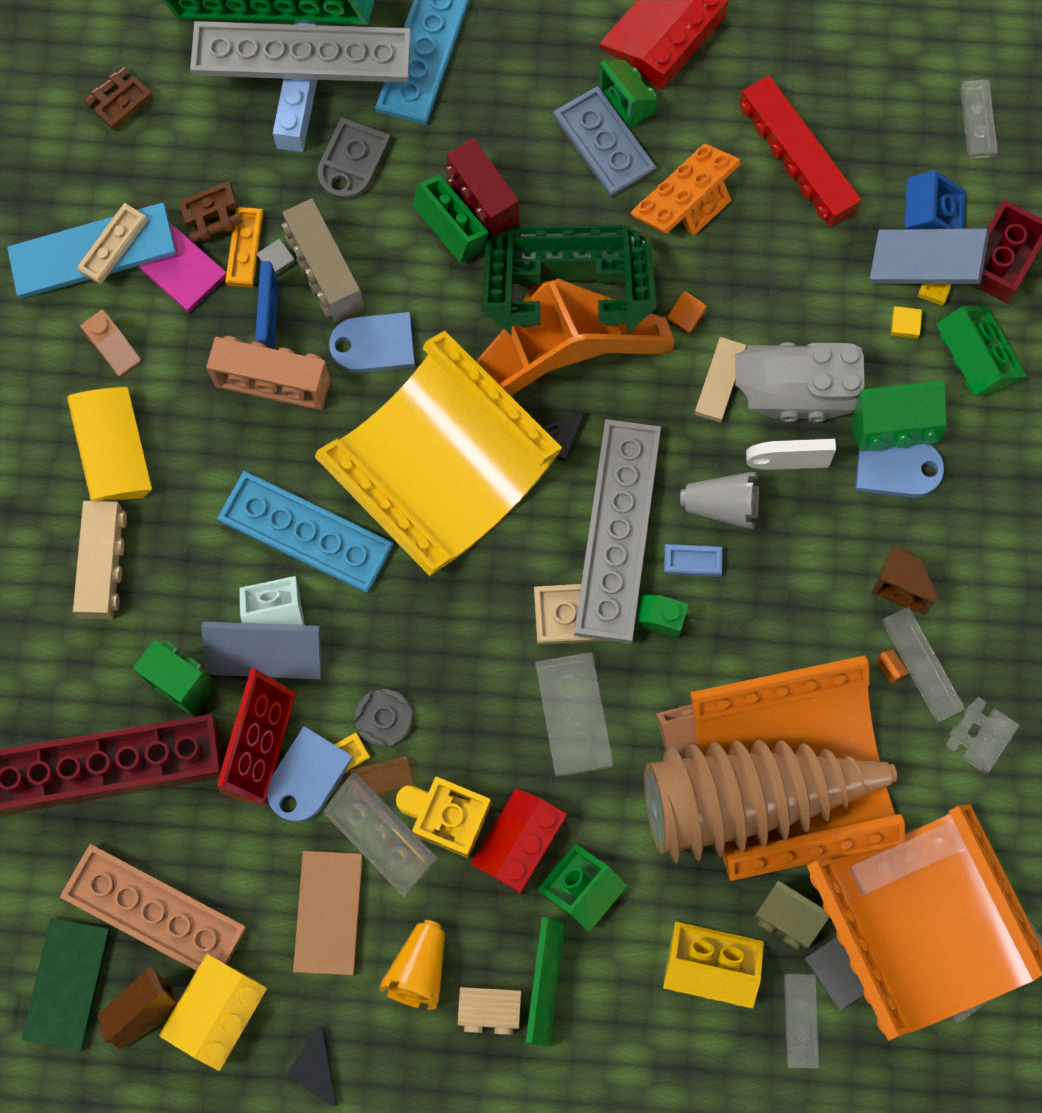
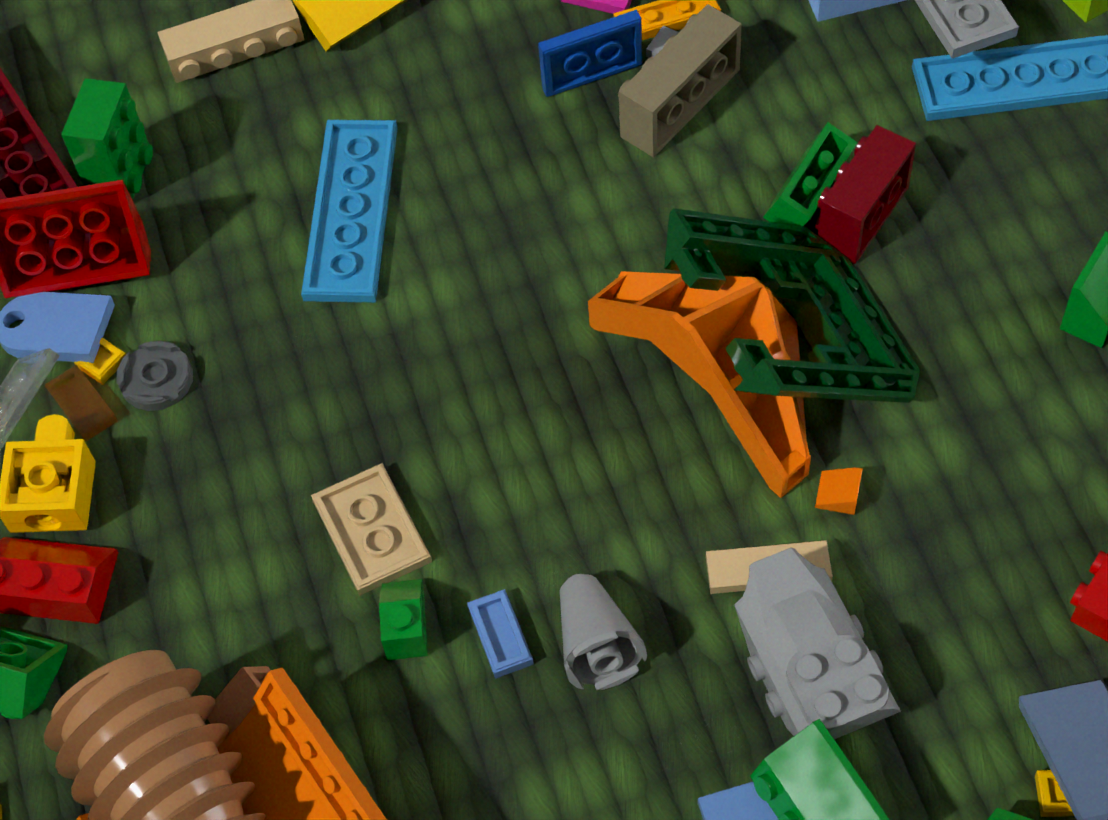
camera: 70 degrees right, 15 degrees down
(269, 372) = (518, 86): nougat brick -> none
(269, 648) = (182, 216): sand blue tile -> none
(272, 603) = (236, 210): light aqua slope -> none
(353, 158) = (834, 66): dark grey tile -> none
(375, 342) = (619, 182): medium blue tile -> none
(442, 457) = (488, 295): yellow panel -> none
(564, 433) = (592, 412): black tile -> none
(574, 714) = (234, 575): clear tile -> none
(604, 141) = (1020, 308): sand blue tile -> none
(617, 532) = (494, 523): light grey plate -> none
(690, 193) = (1005, 428): orange bracket -> none
(791, 454) = (696, 687): white tile -> none
(906, 322) = (983, 772): yellow tile -> none

